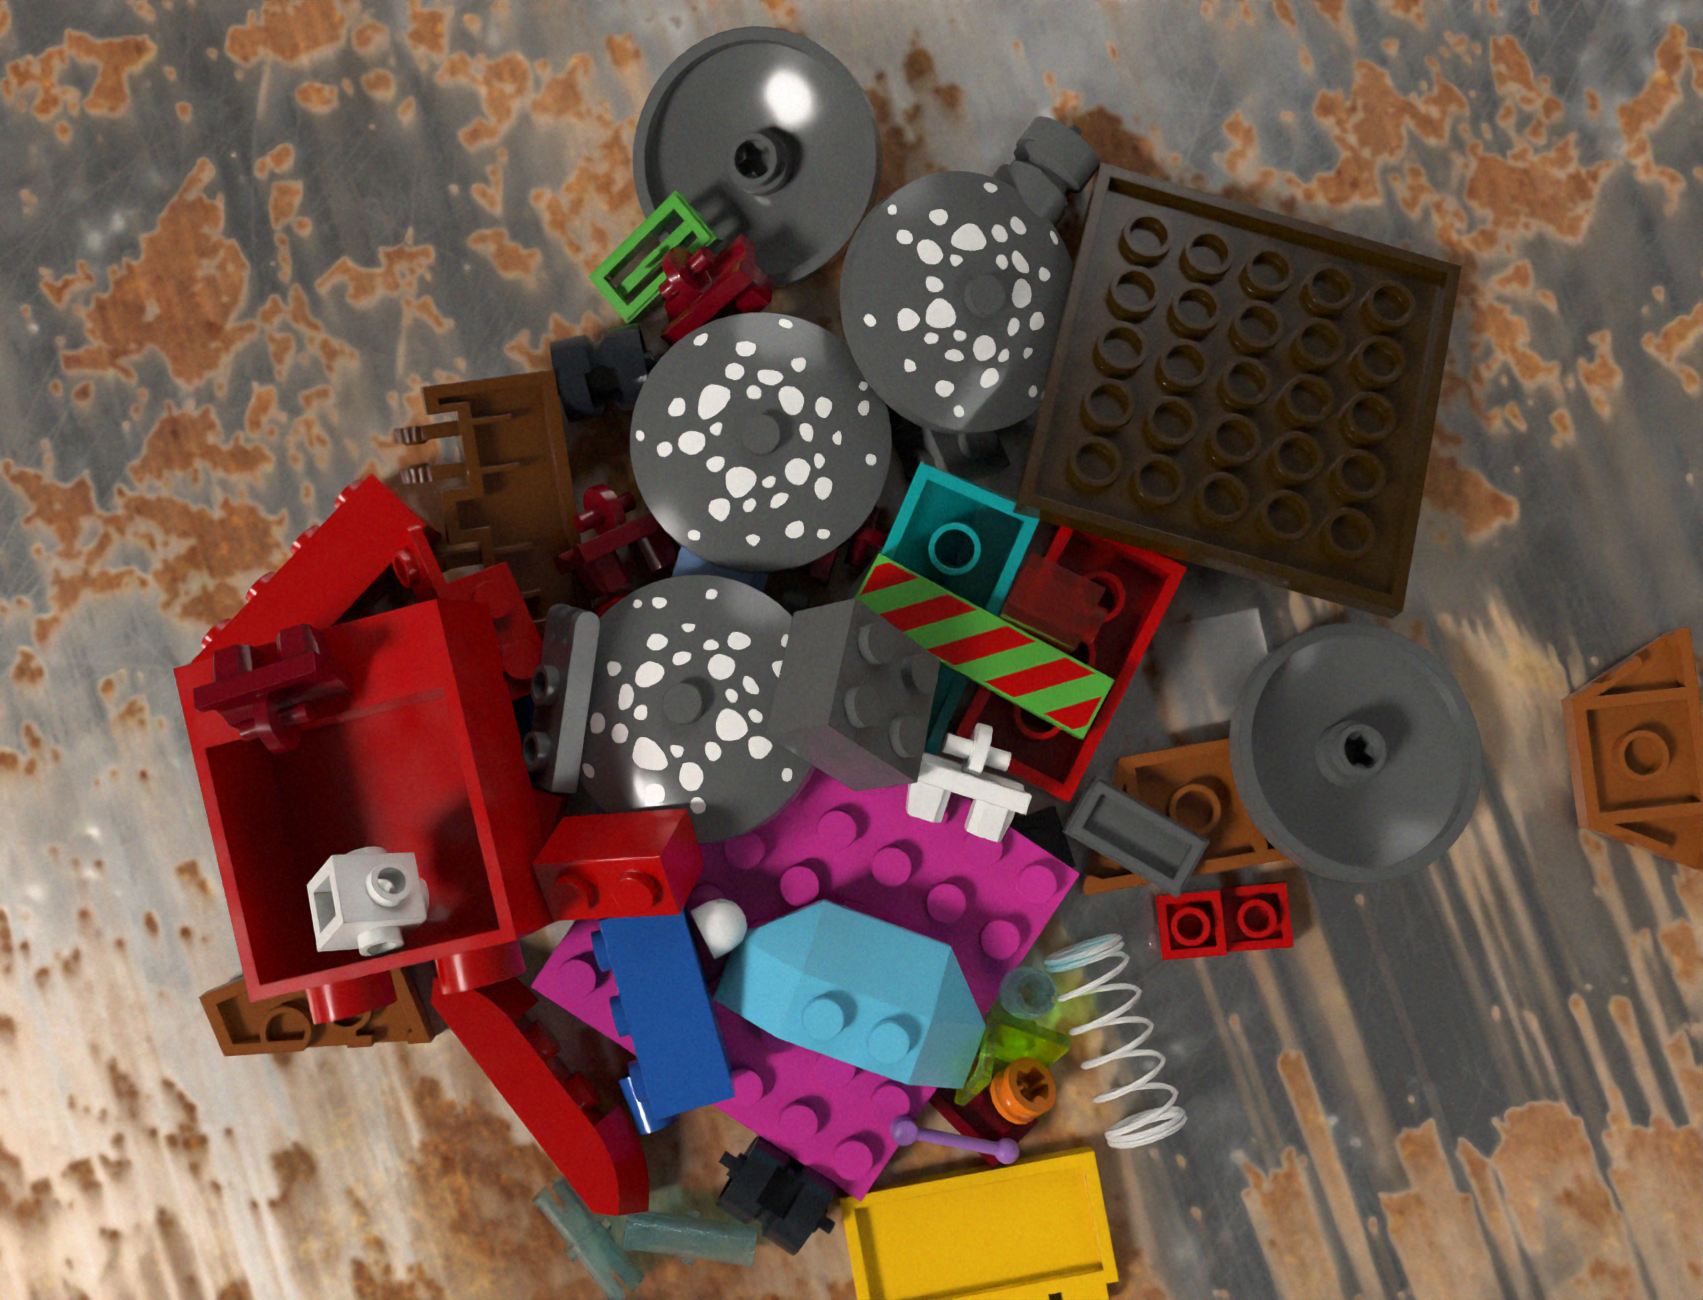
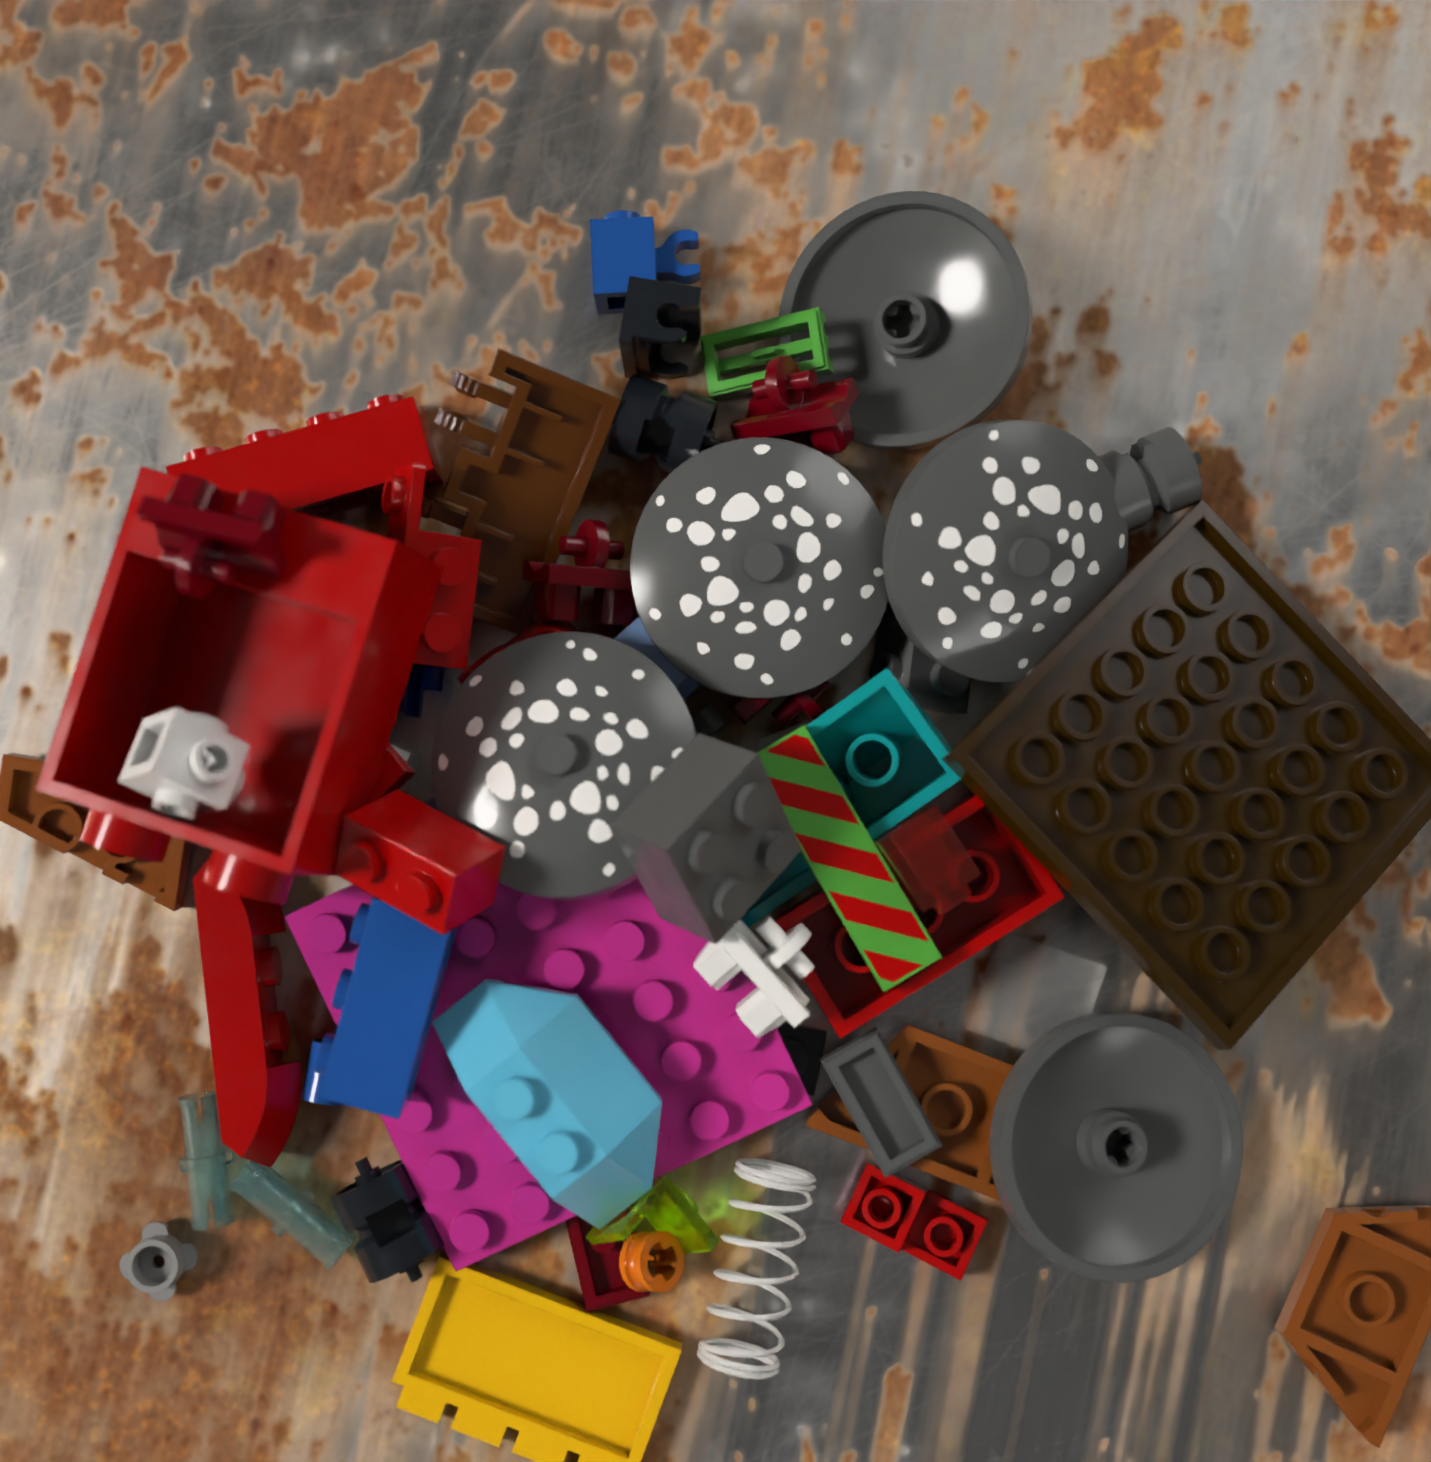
camera: 30 degrees right, 0 degrees up
(492, 250) = (625, 248): none -> blue brick
(541, 280) = (654, 317): none -> black hinge
(561, 698) = (457, 687): dark grey hinge -> none
(721, 925) = (475, 963): white hinge -> none
(906, 1132) = (528, 1236): medium lavender hinge -> none
(1038, 984) = (701, 1195): clear light blue pin -> none

